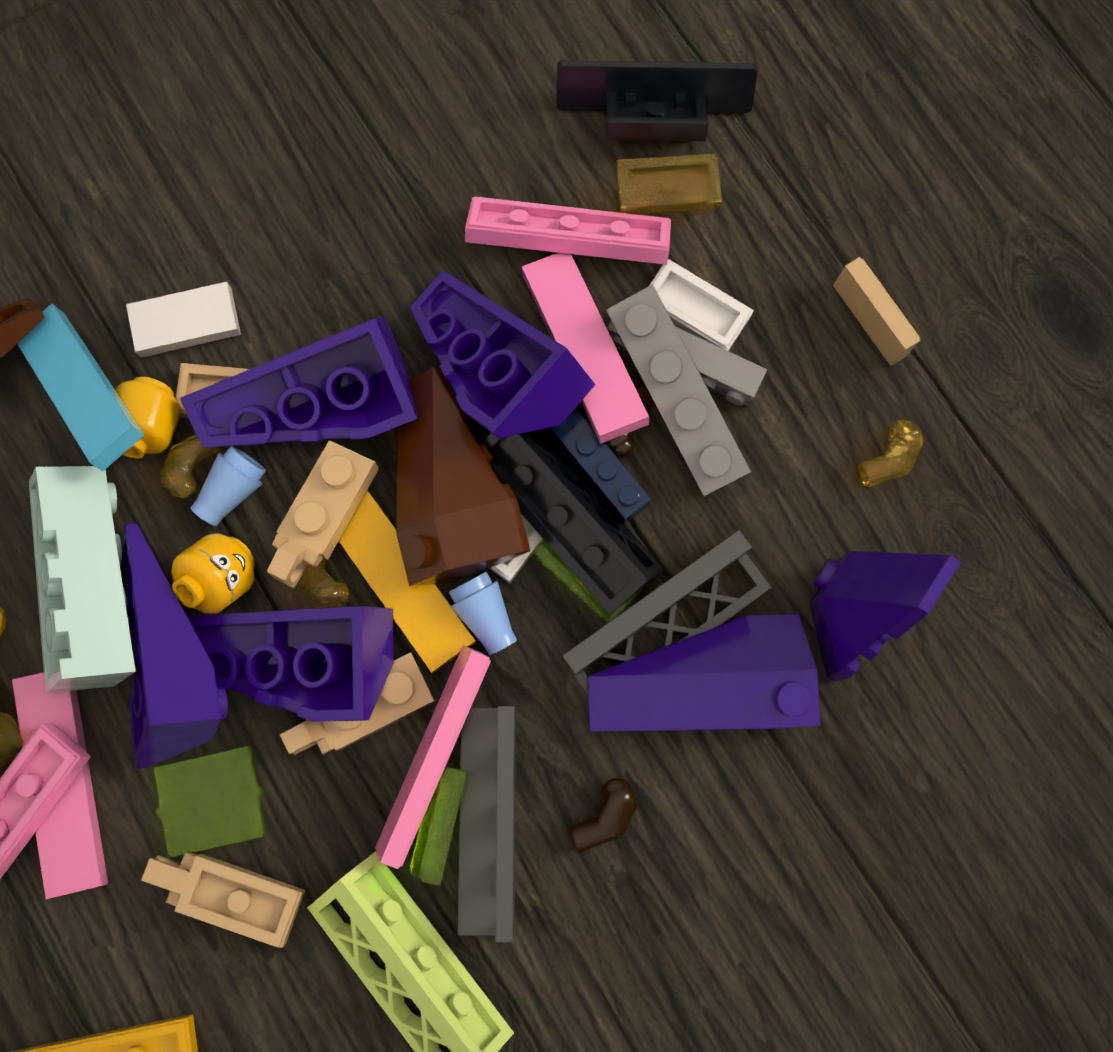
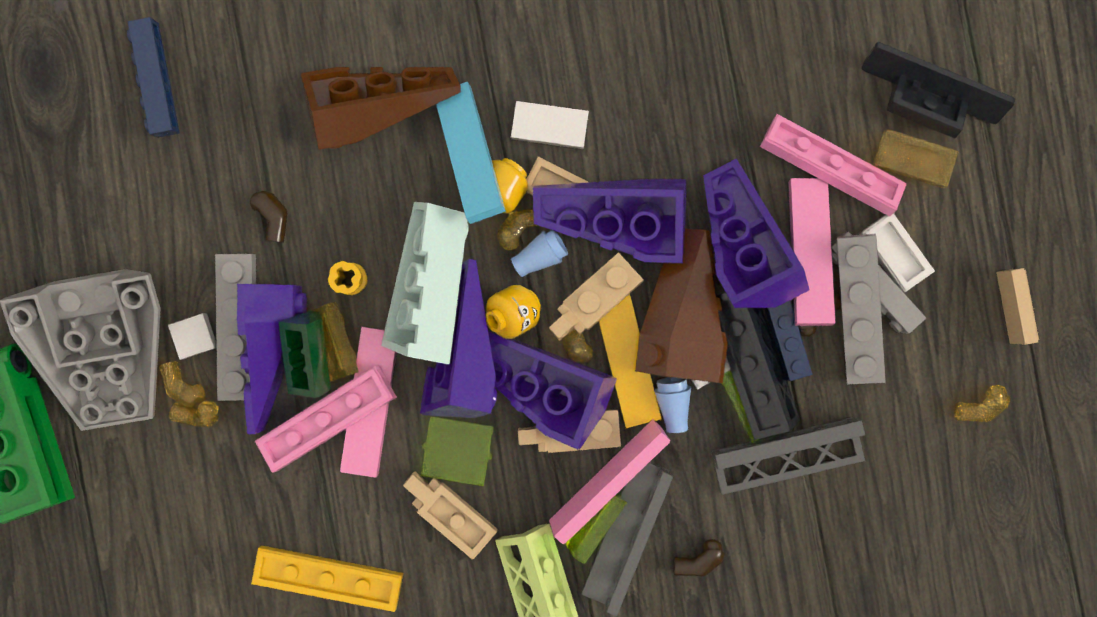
camera: 20 degrees right, 10 degrees up
(729, 677) = (814, 509): dark purple wedge -> none
(873, 598) = (925, 504): dark purple wedge -> none

